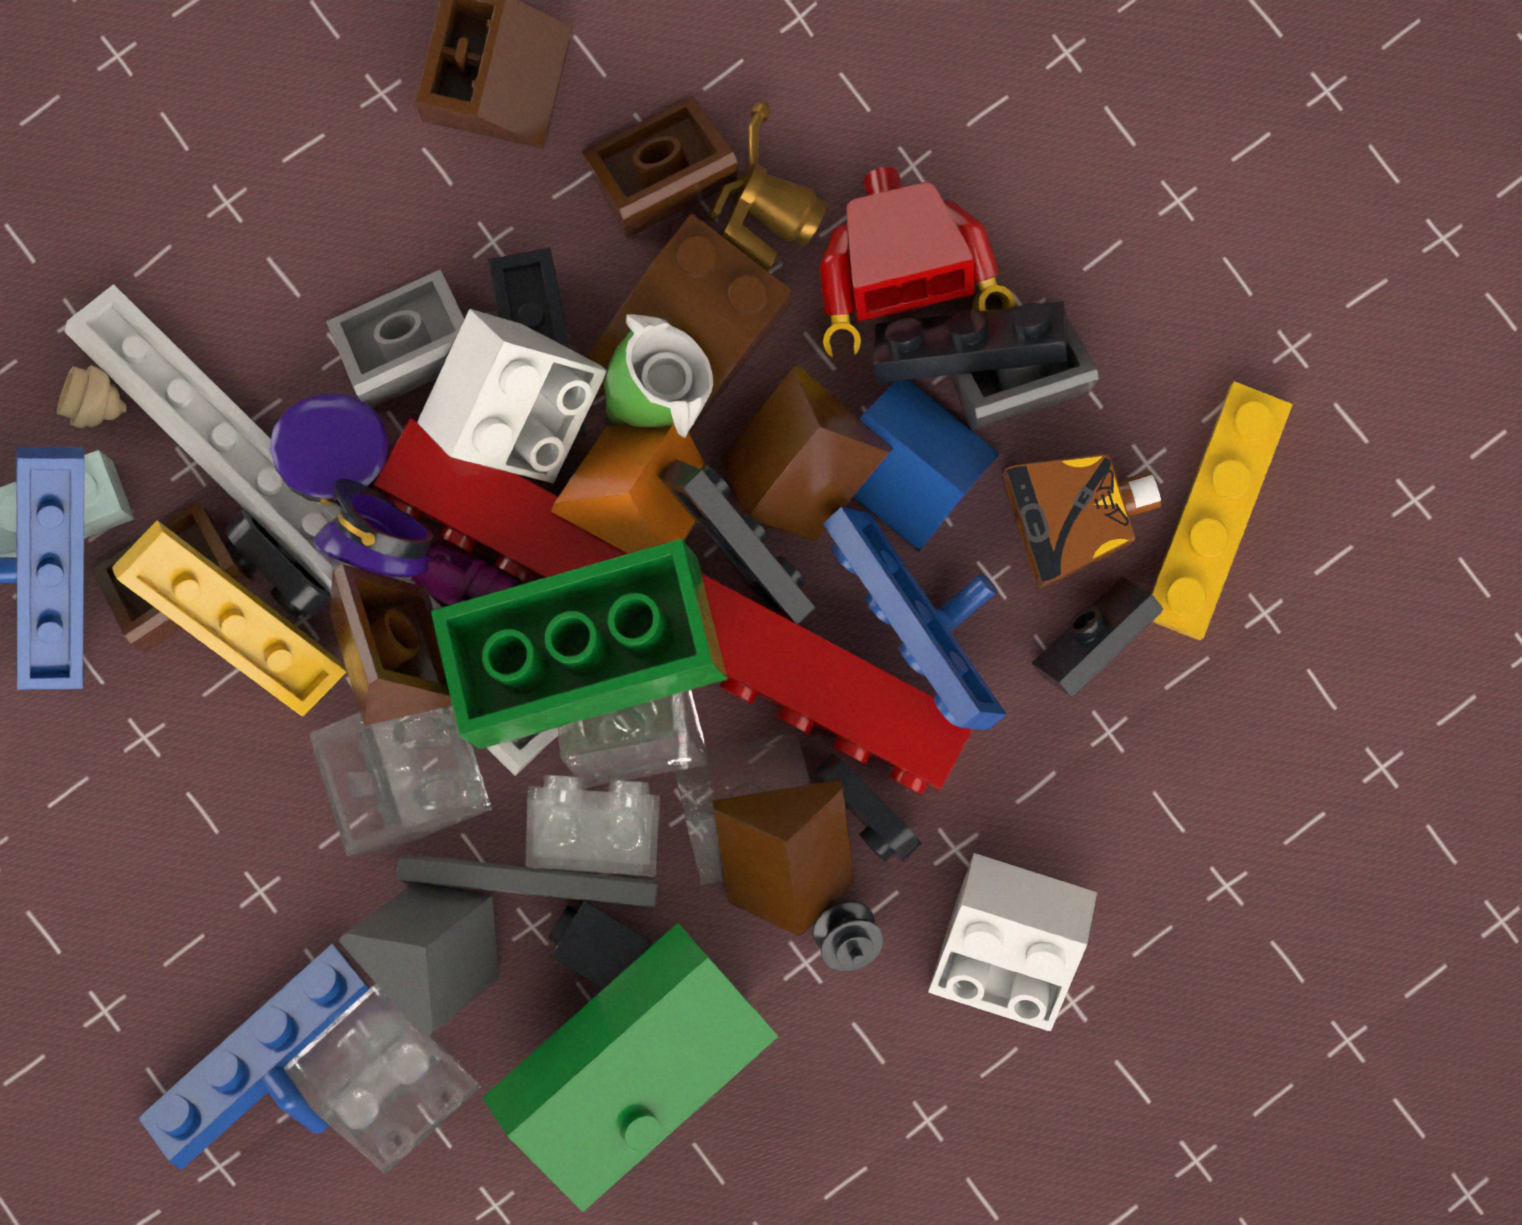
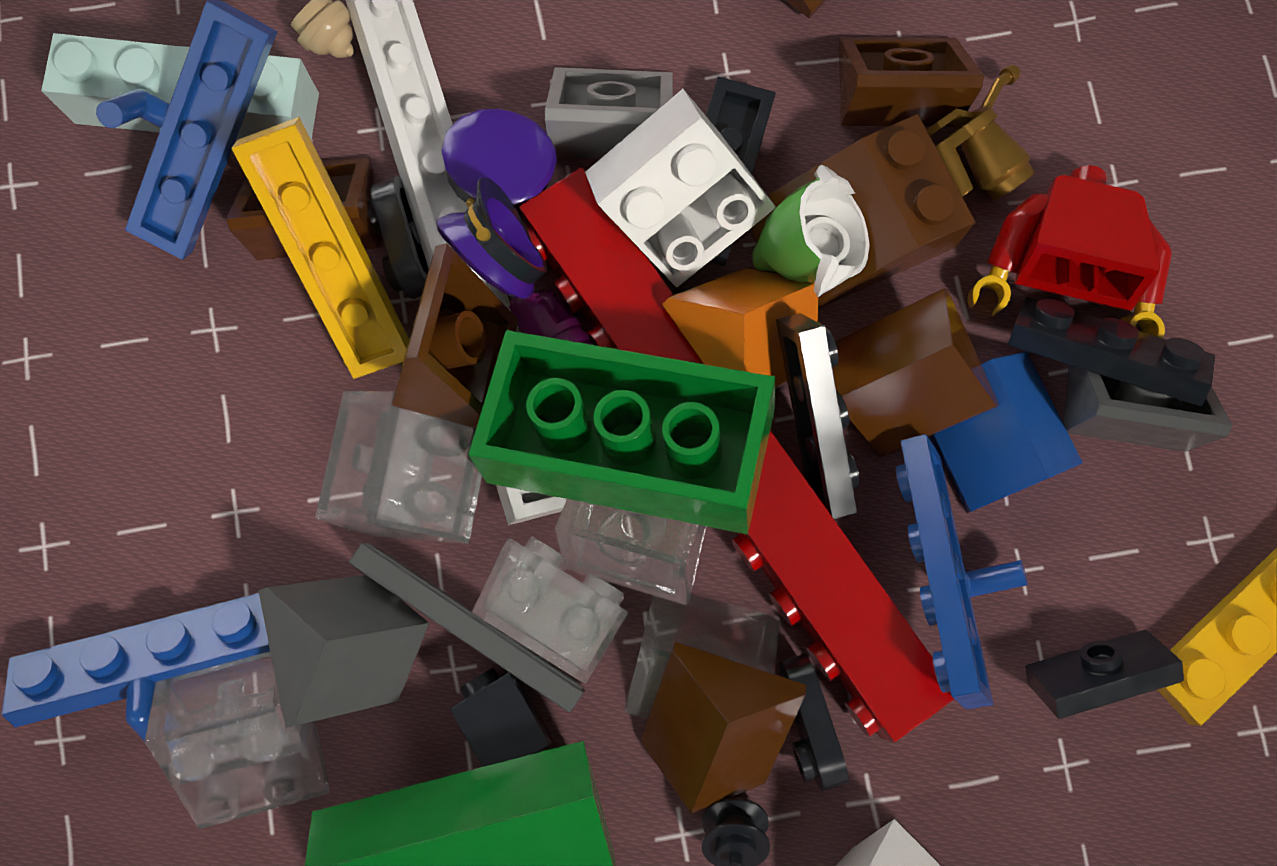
camera: 30 degrees right, 5 degrees down
(1074, 512) = (1132, 548): dark orange torso -> none

